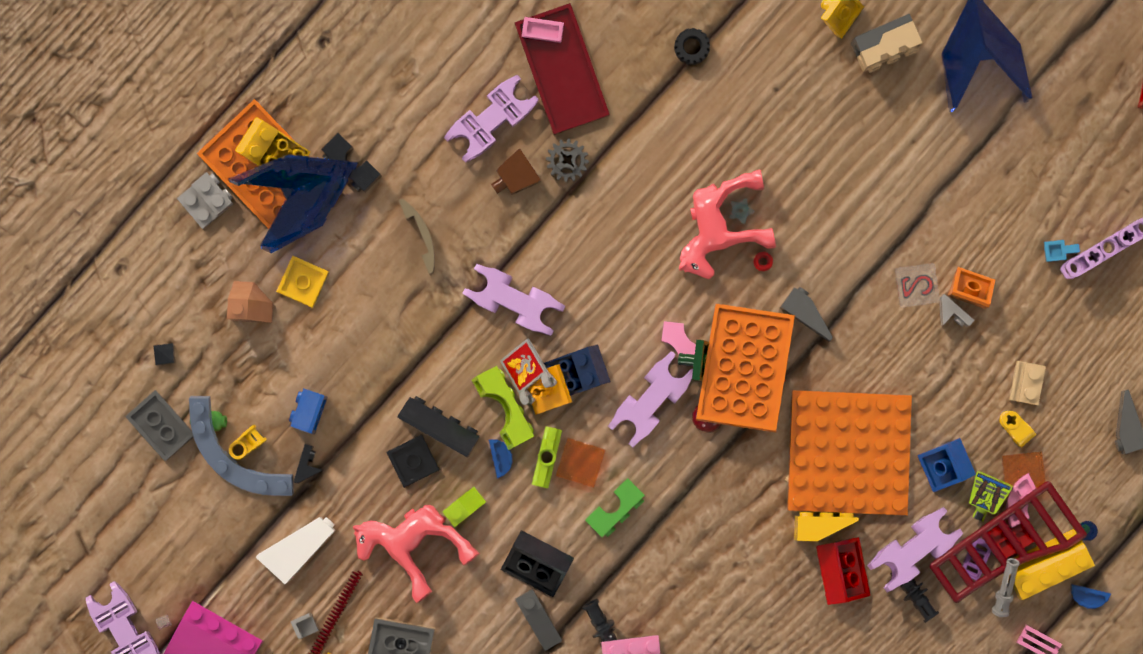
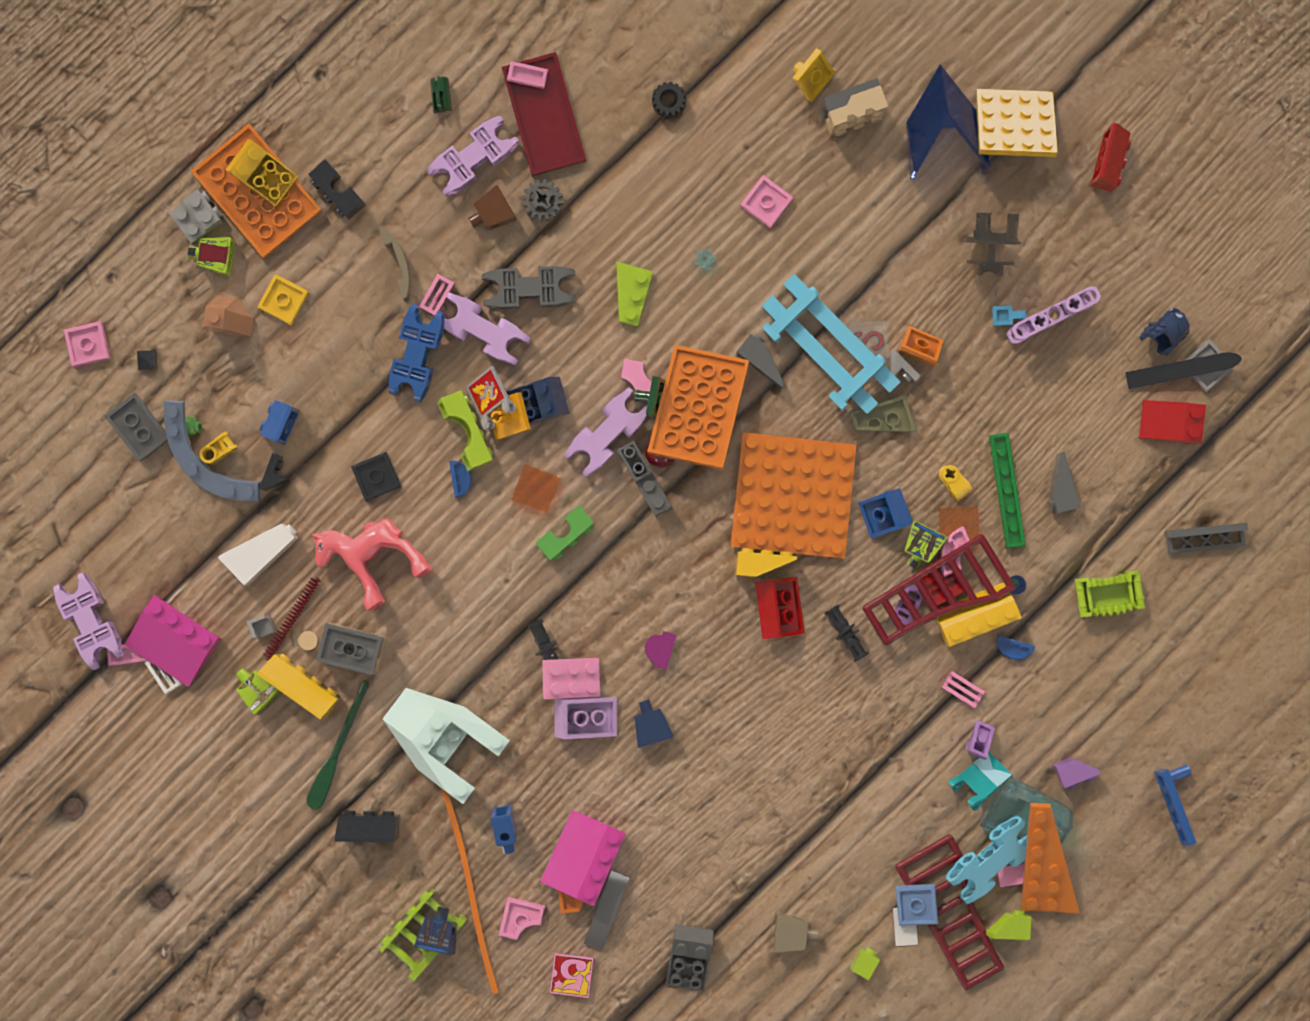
camera: 10 degrees right, 0 degrees up
(100, 341) = (87, 344): none -> bright pink tile
(163, 622) = (127, 614): clear piece -> none
(227, 239) = (214, 254): none -> torso
(310, 192) = (294, 211): clear blue windscreen -> none
(354, 637) = (308, 640): none -> tan tile
(439, 427) = (401, 444): black slope -> none
(450, 315) = (416, 353): none -> blue piece
(453, 56) = (440, 94): none -> dark green arm
(456, 282) = (445, 281): none -> bright pink tile
(464, 506) = (421, 523): lime slope -> none
(537, 563) = (487, 581): black slope -> none
(538, 619) = (485, 635): dark grey slope -> none
(550, 444) = (500, 493): lime piece -> none
(559, 253) = (529, 287): none -> dark grey piece
(666, 244) = (632, 292): none -> lime wing
(693, 445) = (644, 479): none -> dark grey slope
(713, 228) = (676, 270): coral animal -> none
(721, 621) = (659, 648): none -> magenta piece
(767, 256) = (723, 302): red plate -> none
(801, 146) = (766, 201): none -> bright pink tile
(902, 558) = (862, 583): lavender piece -> none
(903, 336) = (851, 387): none -> medium azure fence
(941, 363) = (886, 416): none -> olive wing
(1004, 595) = (933, 640): light grey pin -> none
(1027, 383) = (967, 440): tan plate -> none
(1032, 171) = (984, 235): none -> clear smoke piece
(1056, 49) = (1016, 123): none -> plate
(1071, 433) = (1007, 490): none -> green tile

